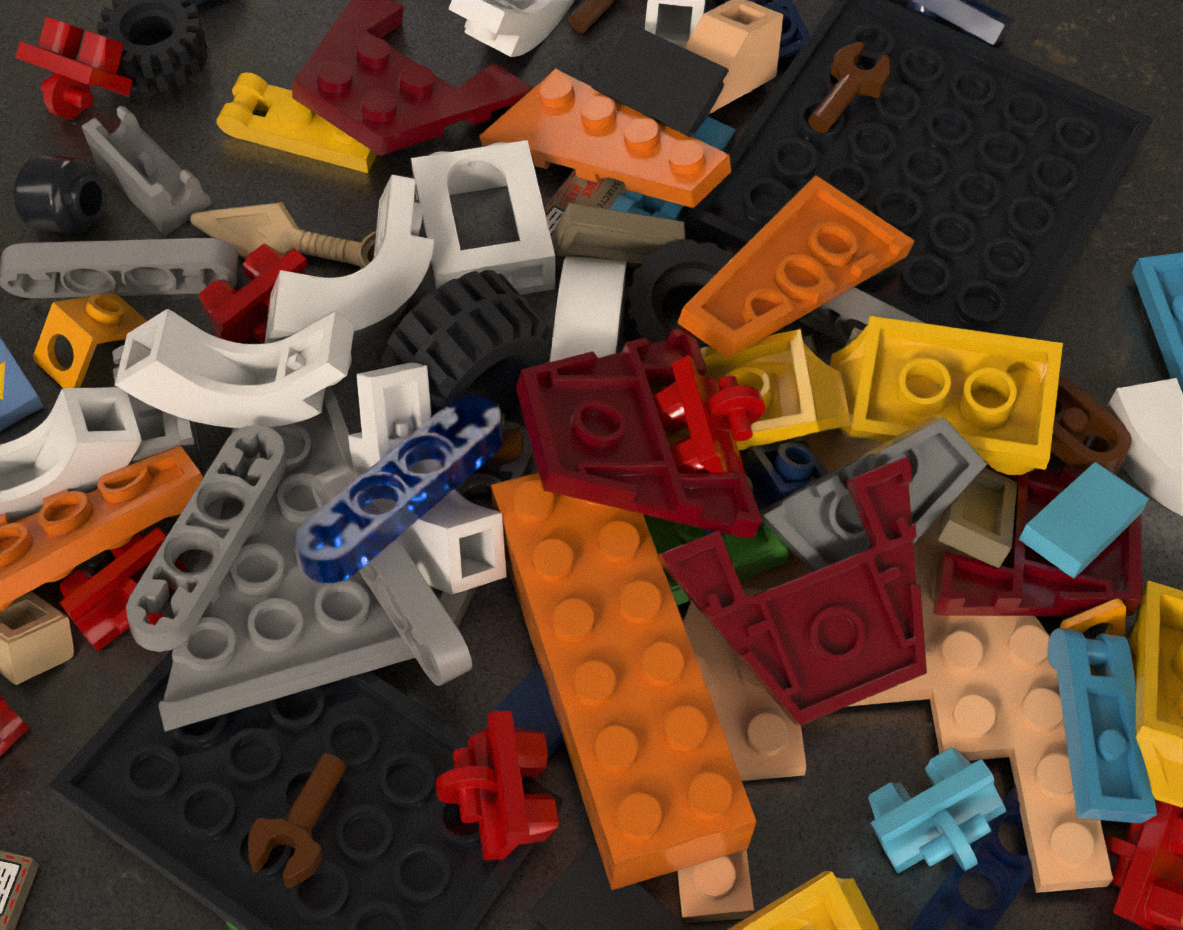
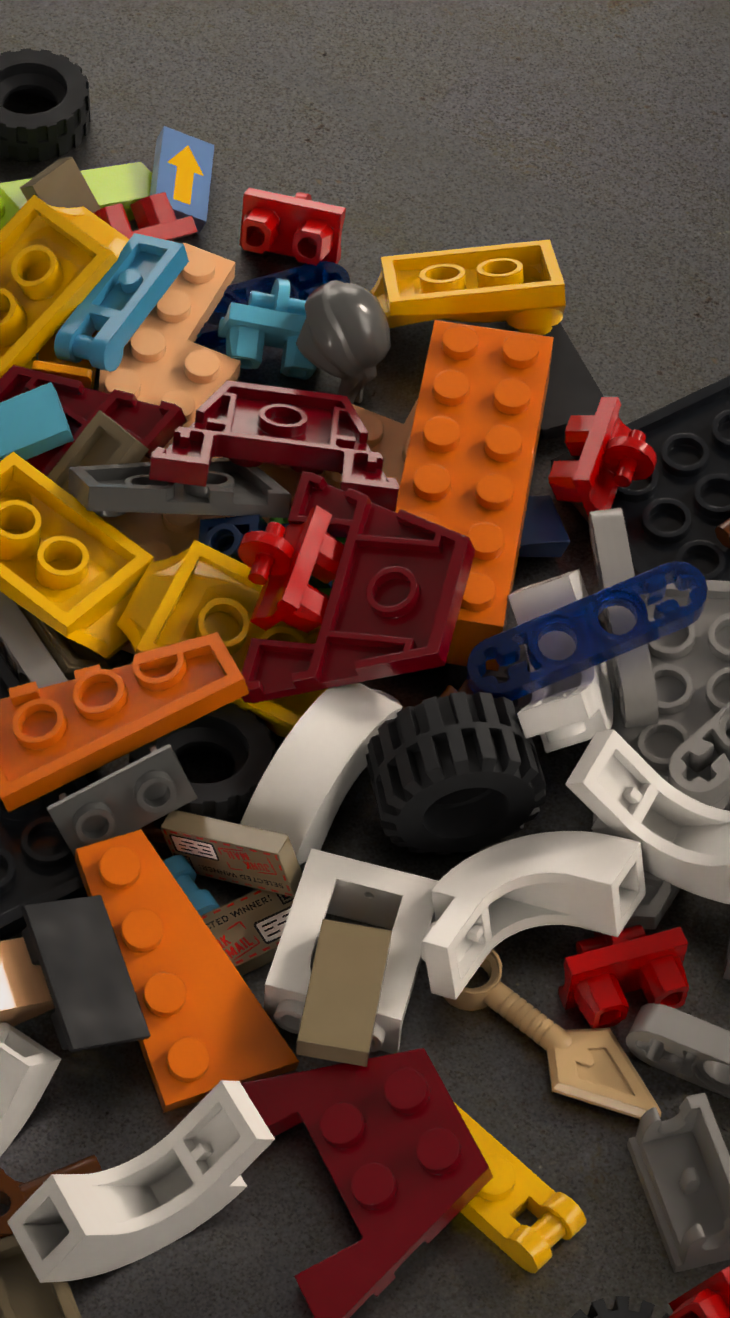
camera: 155 degrees left, 10 degrees down
(462, 147) = (344, 993): none -> dark tan tile
(723, 225) = (123, 800): none -> dark grey hinge
(859, 819) = (345, 335): none -> dark grey hat

